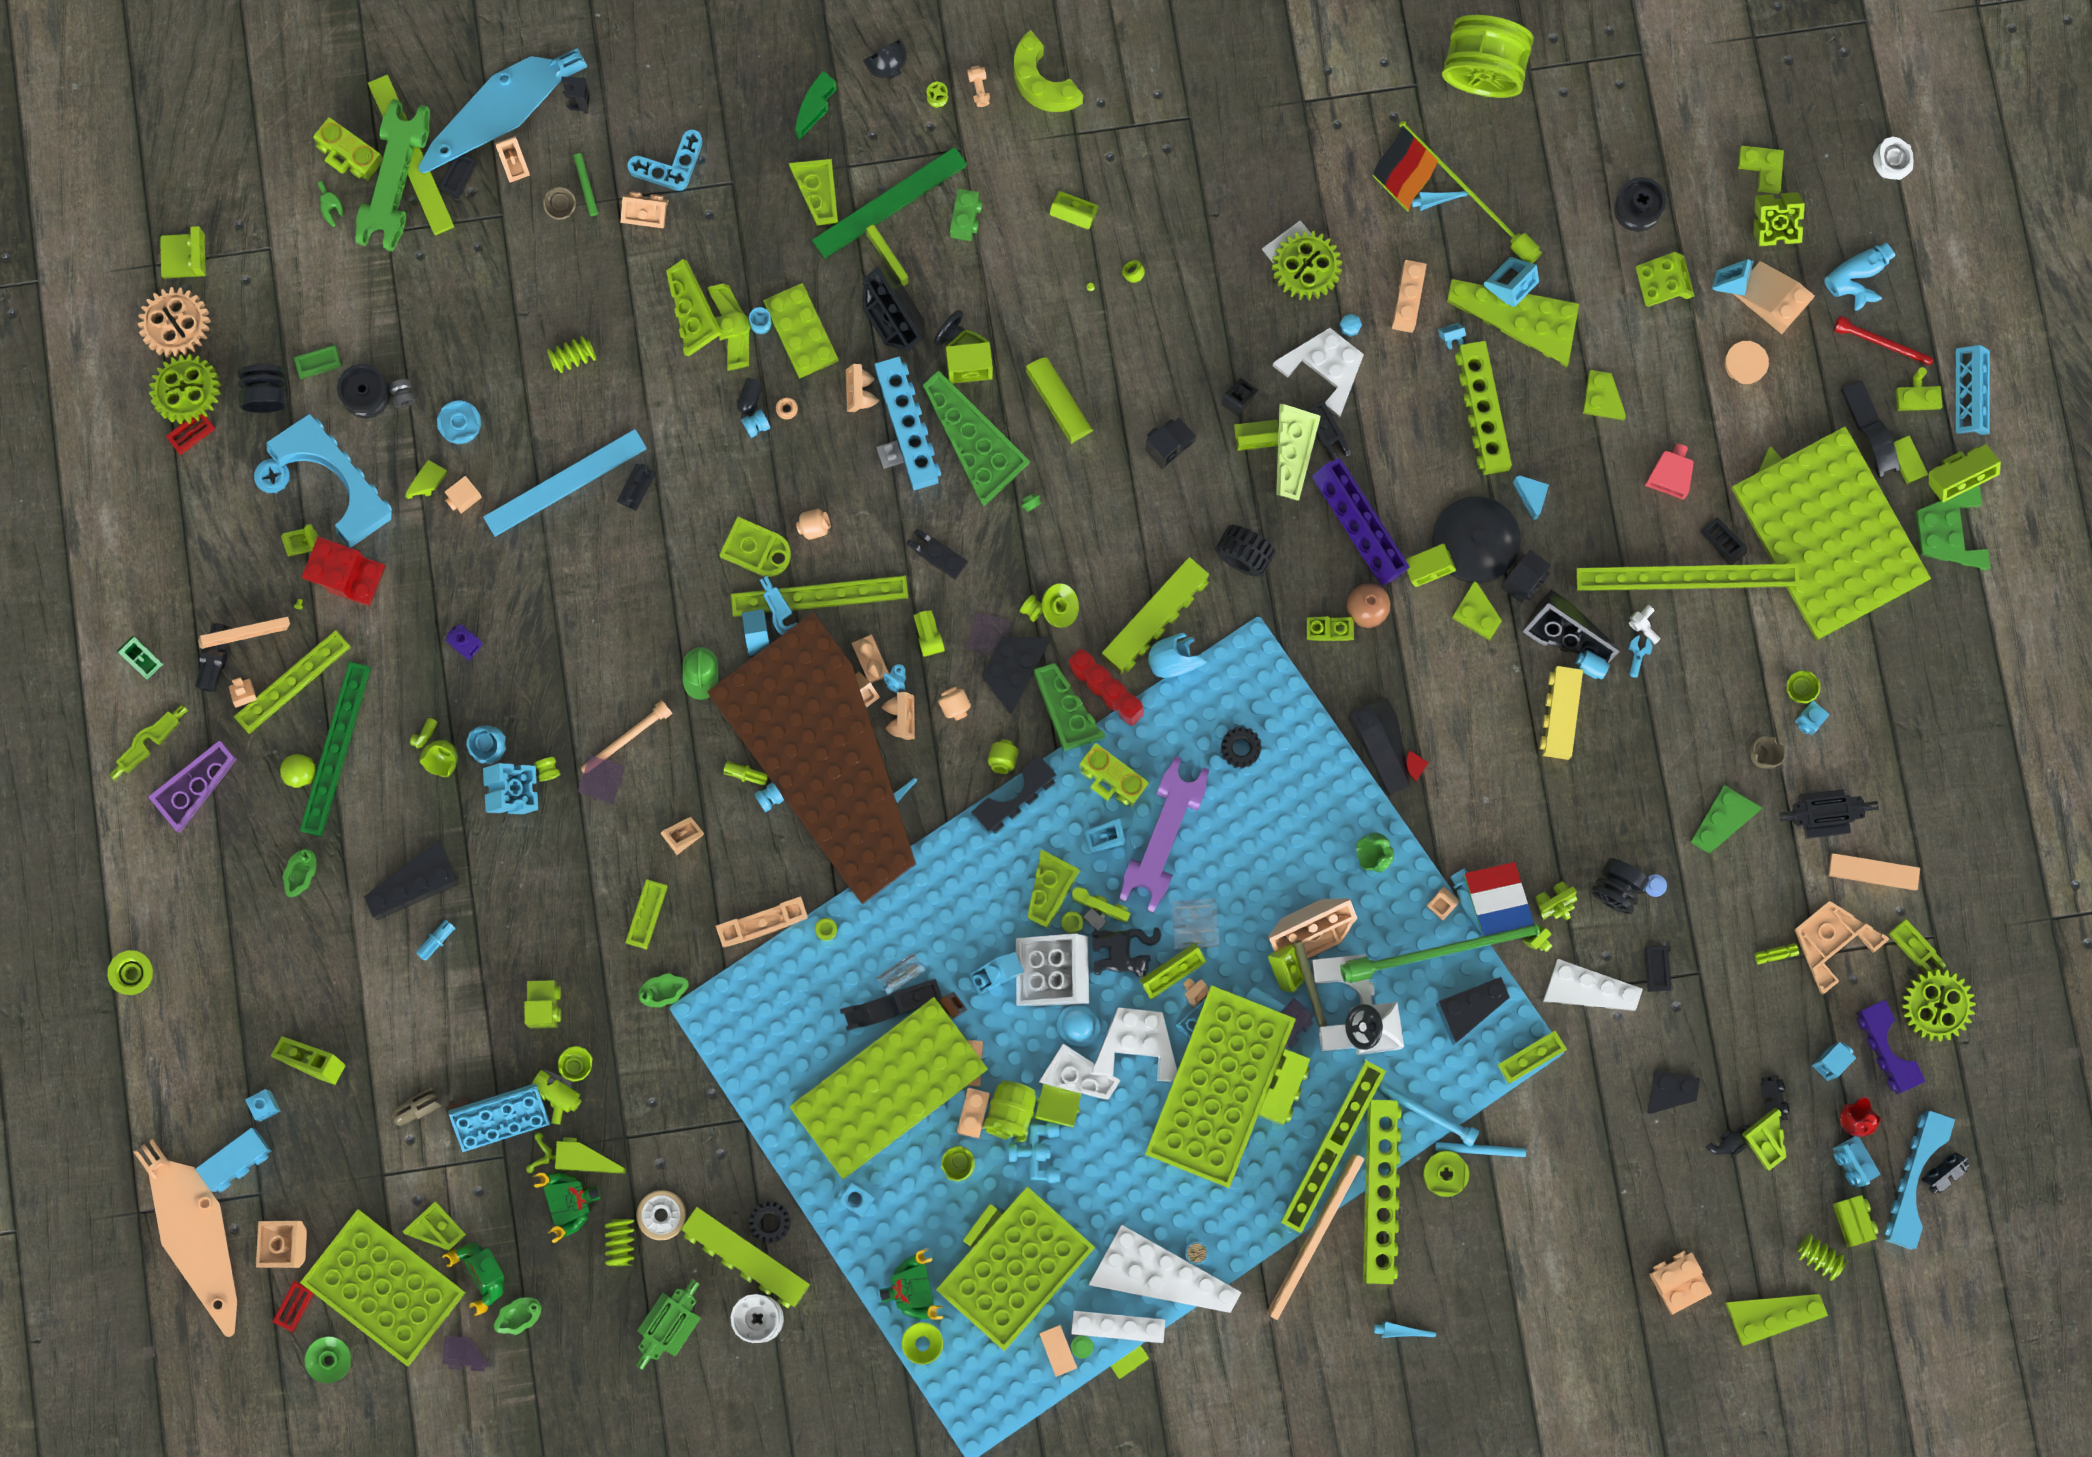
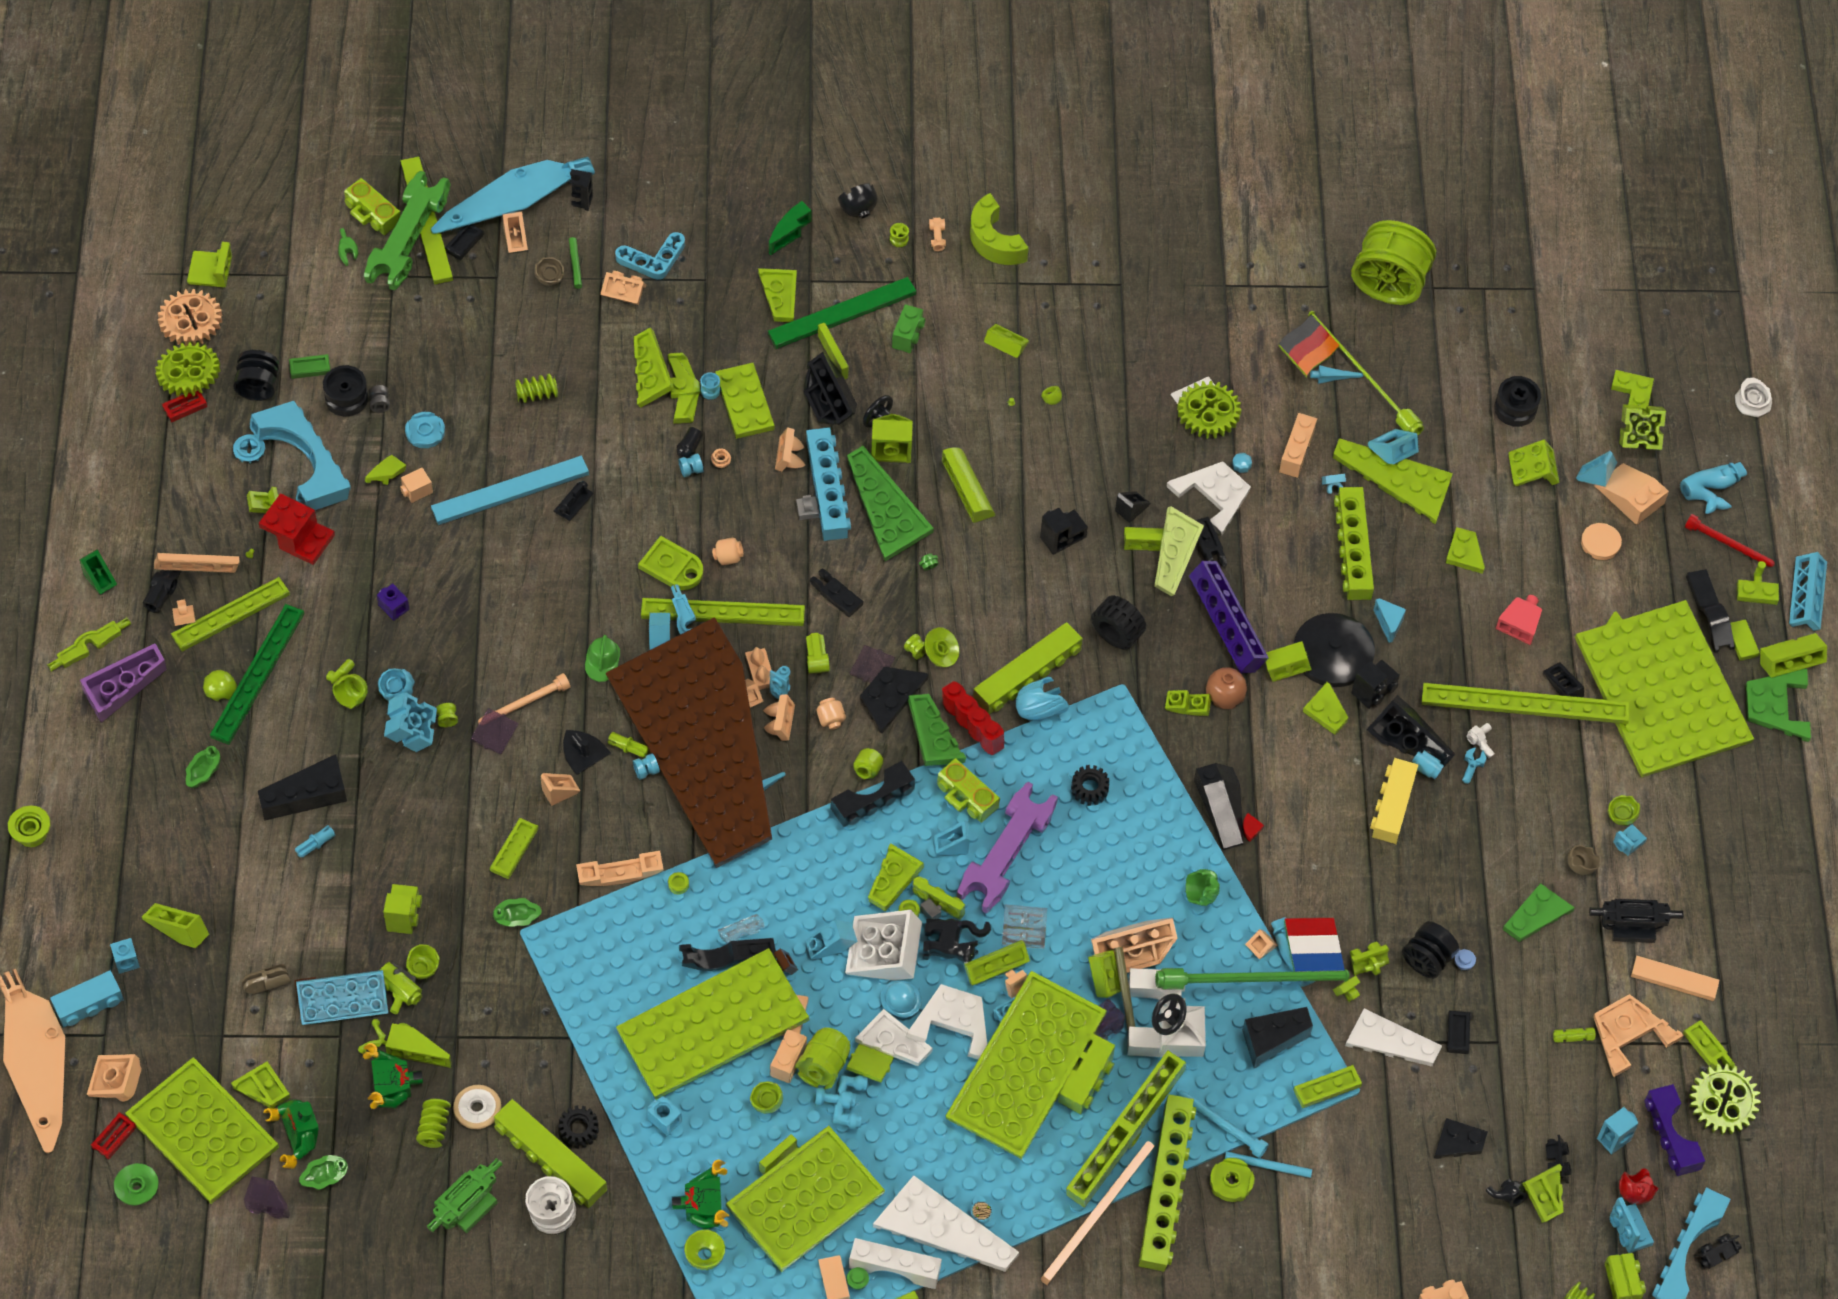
camera: 10 degrees right, 20 degrees down
(698, 784) = (582, 750): none -> black shield

